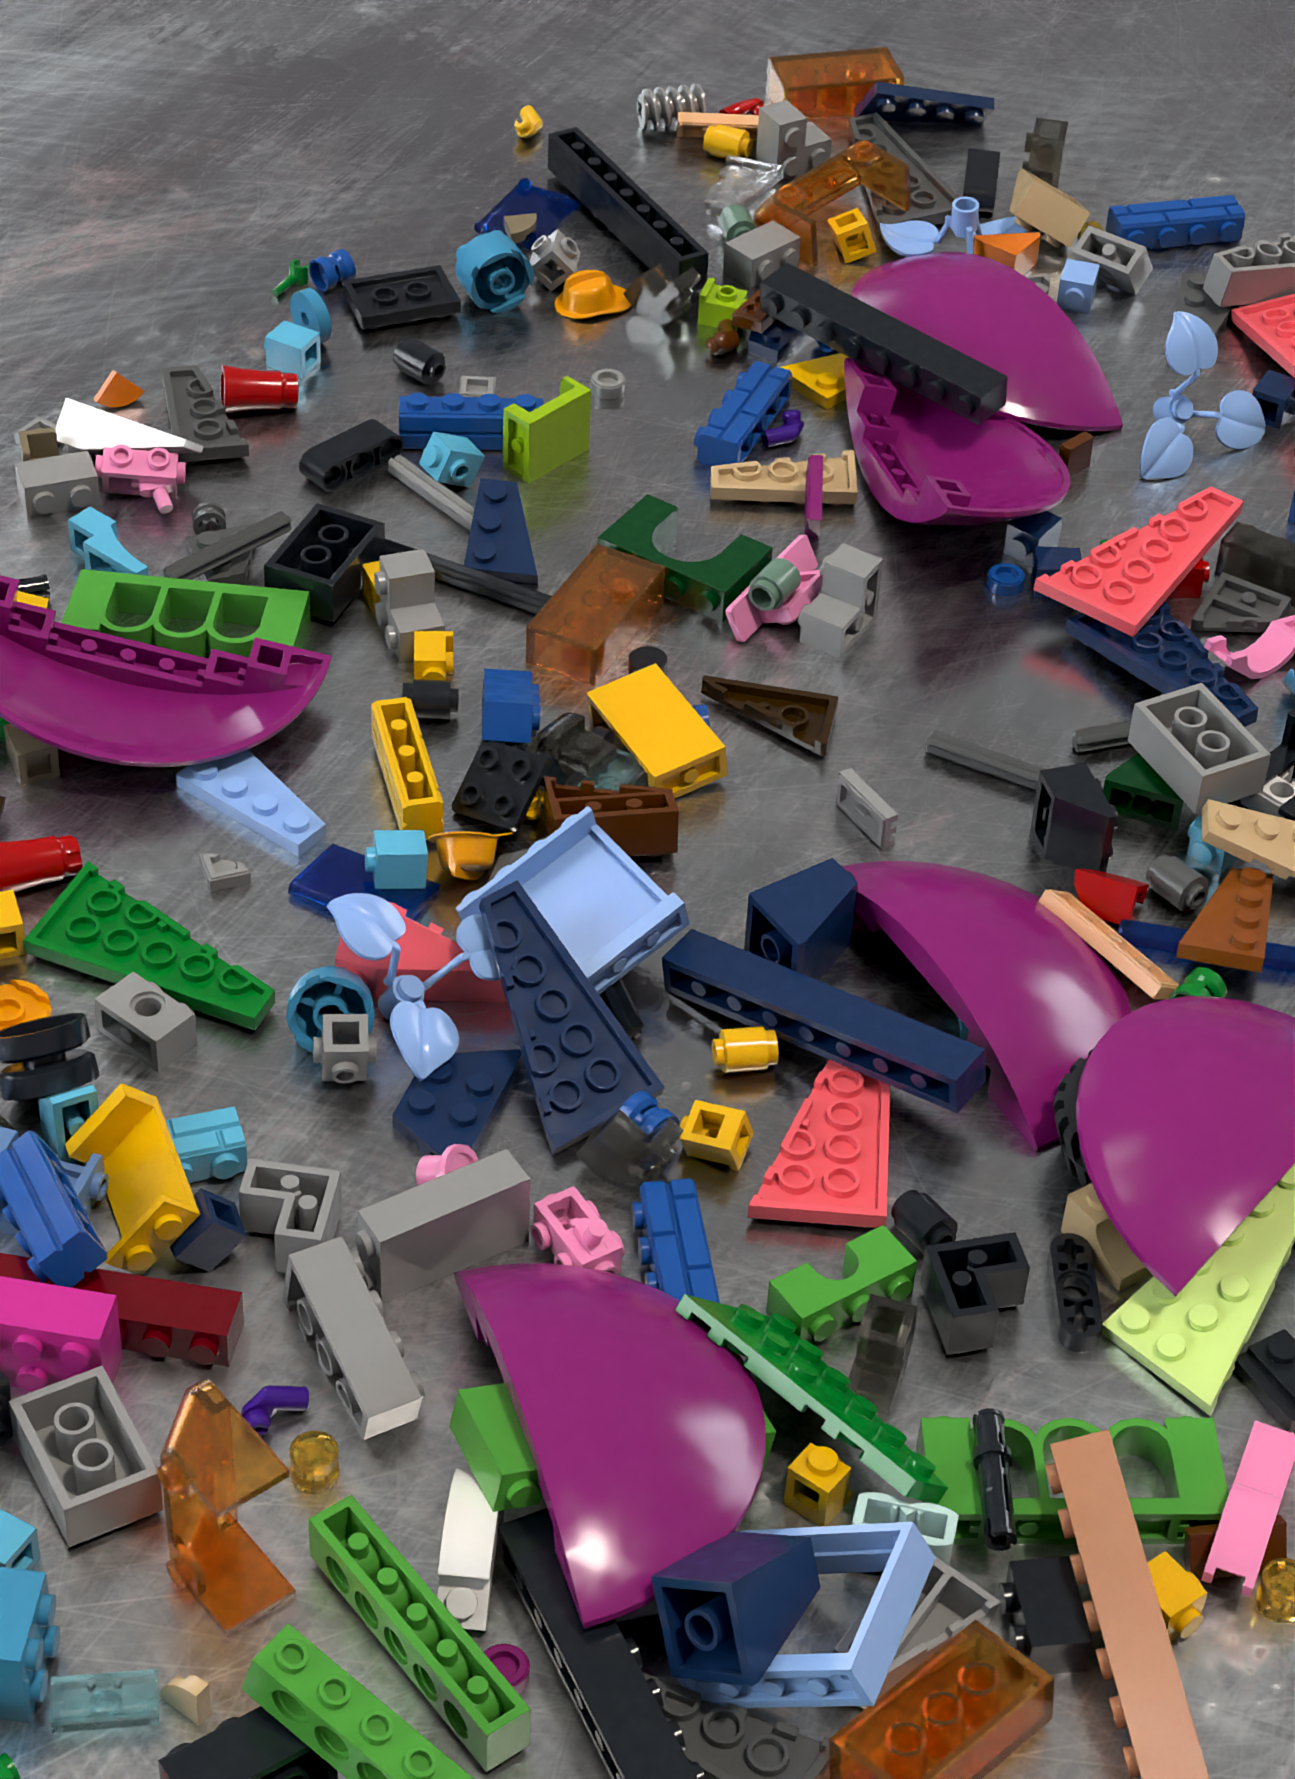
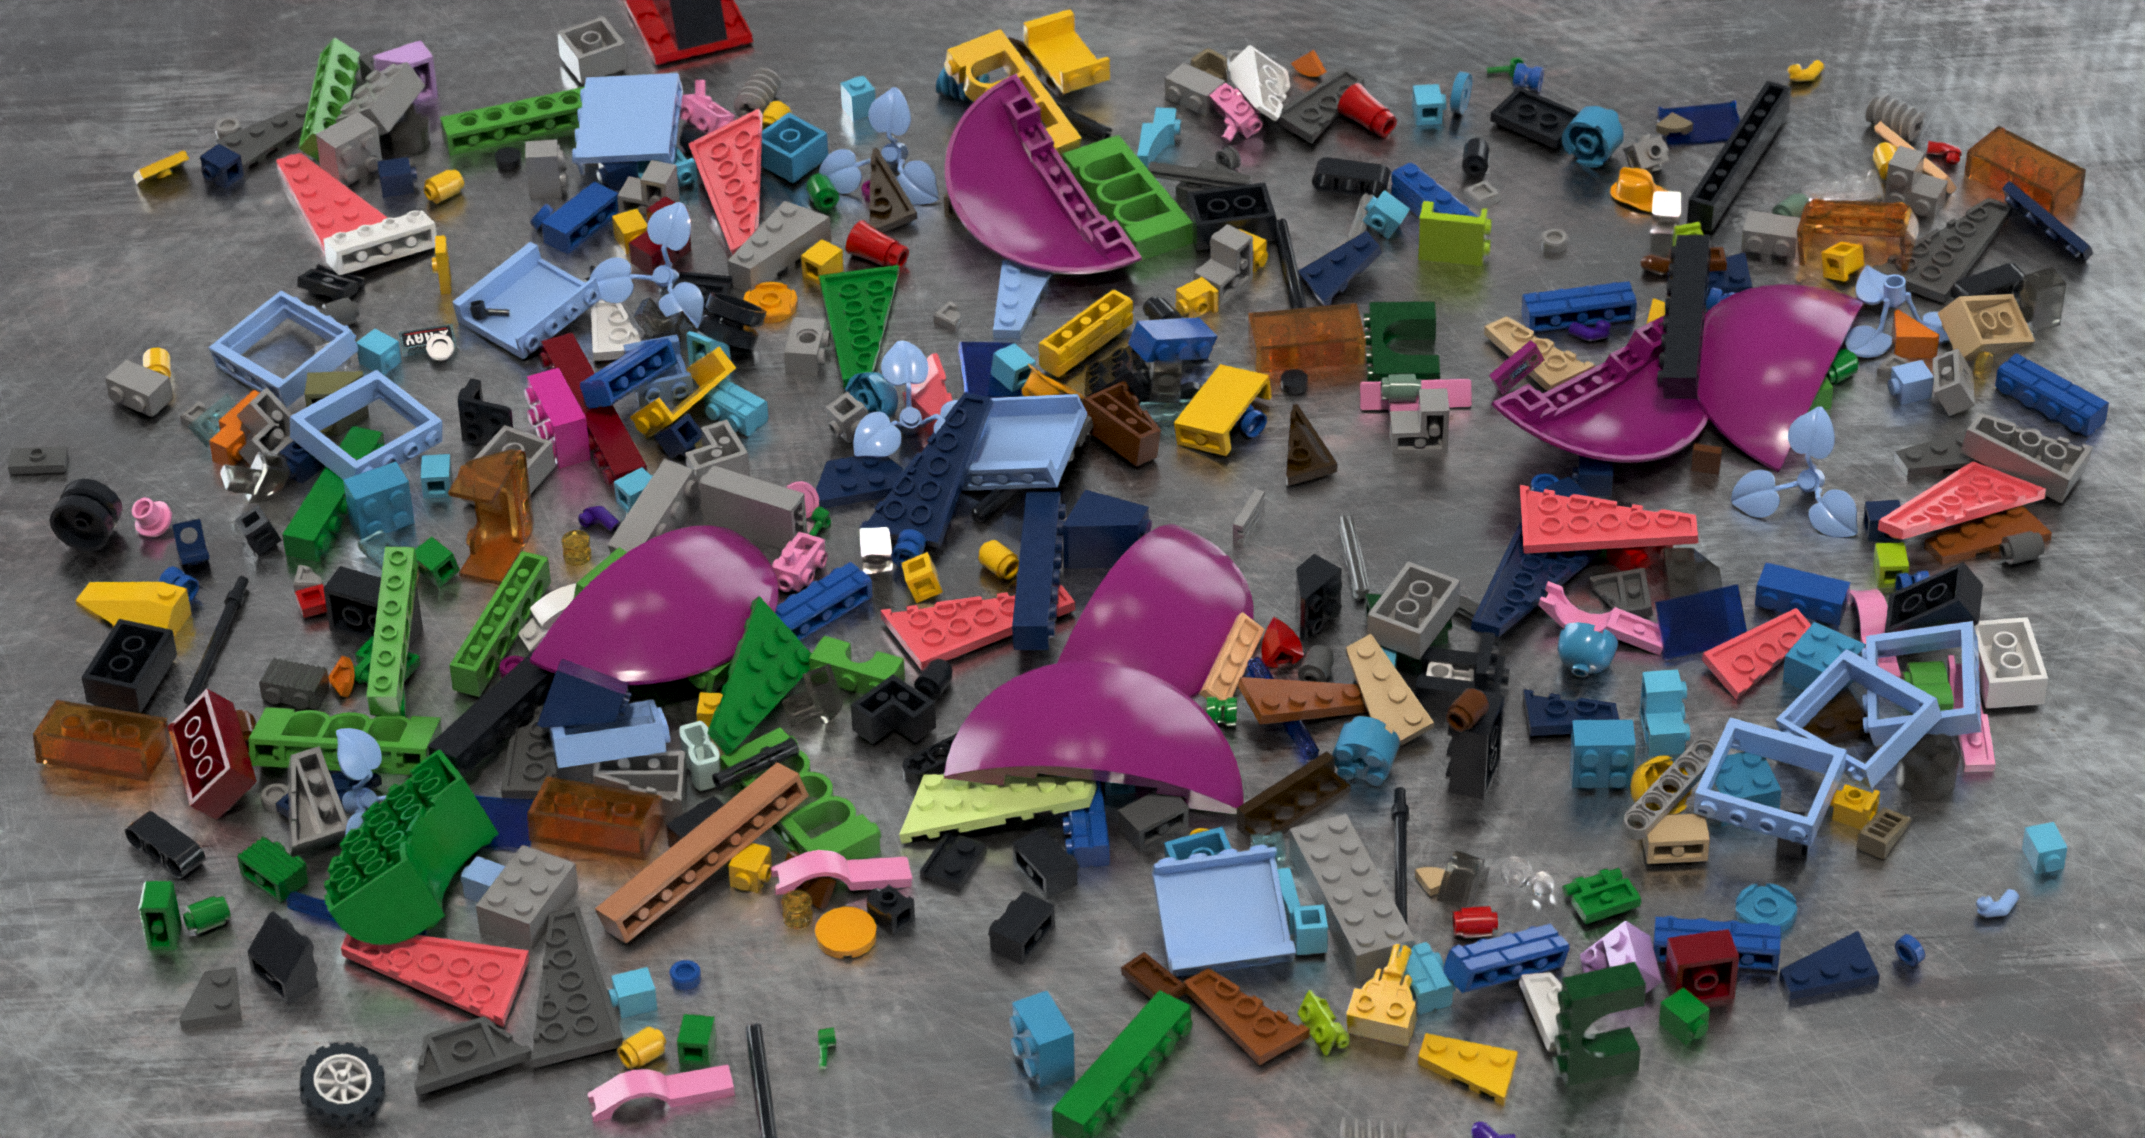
camera: 60 degrees right, 0 degrees up
(192, 1644) = (436, 562): none -> green brick
(265, 1335) = (630, 488): none -> medium azure brick

